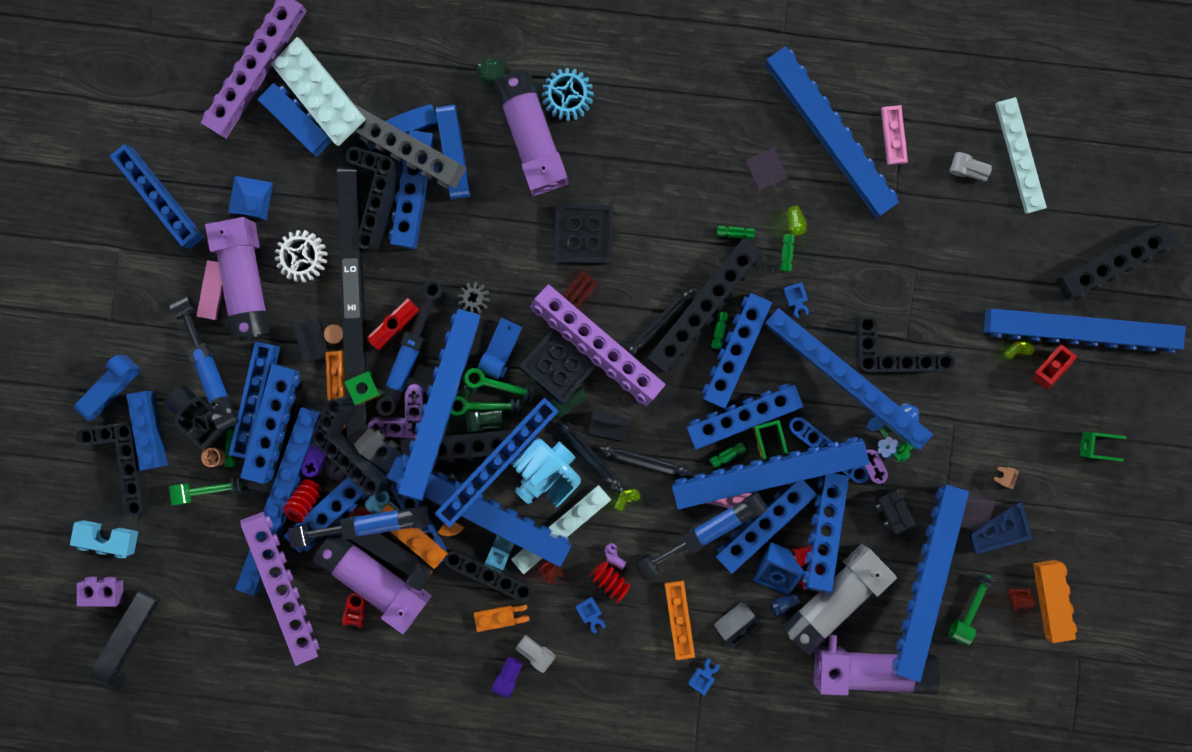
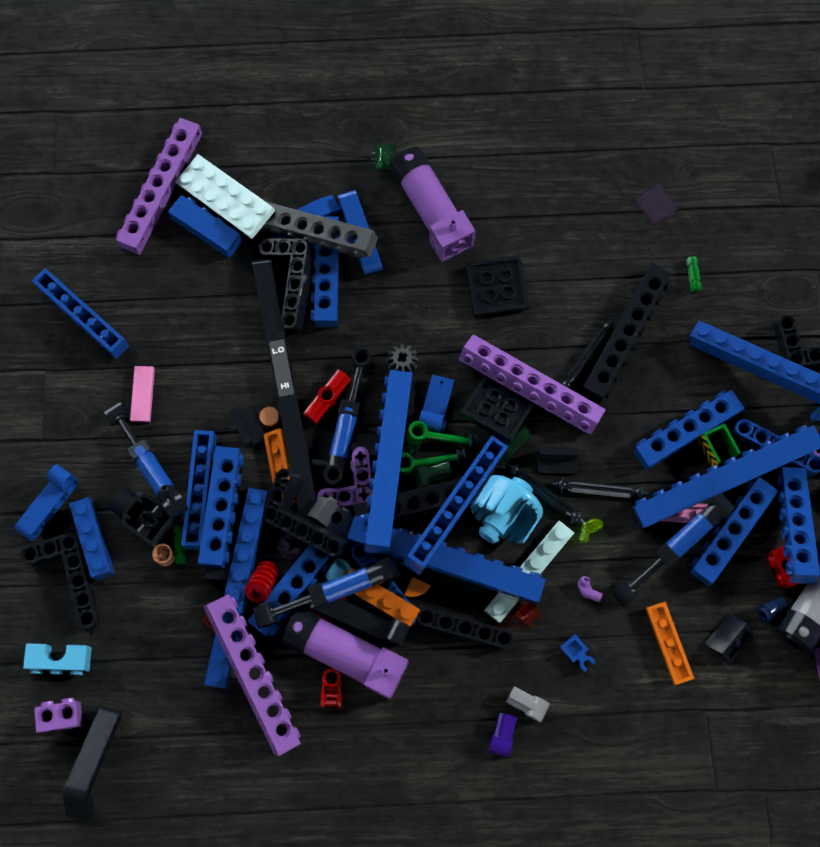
camera: 10 degrees left, 15 degrees down
(182, 493) = (134, 598): green piece -> none
(235, 249) = (164, 351): medium lavender piece -> none
(250, 198) = (169, 304): blue slope -> none
(305, 249) = (215, 341): white gear -> none
(316, 457) = (269, 537): dark purple piece -> none
(361, 398) = (311, 463): green piece -> none
(499, 552) = (472, 601): medium azure slope -> none
(499, 617) = (482, 673): orange hinge -> none
(561, 91) = (472, 167): medium azure gear -> none
(588, 278) = (509, 326): clear red tile -> none
(610, 581) = (590, 614): red piece -> none
(702, 679) = (706, 702): blue plate -> none
(719, 330) = (645, 342): green axle -> none
(728, 455) = (680, 470): green axle -> none
(735, 232) = (639, 263): green axle -> none
(761, 308) = (661, 415): blue brick -> none
(778, 569) = (758, 574): blue slope -> none
(795, 296) = (711, 311): blue plate -> none
(797, 222) = (696, 244): clear neon green cone -> none
(831, 132) = (710, 163): blue brick -> none
(894, 135) = (767, 158): bright pink tile -> none

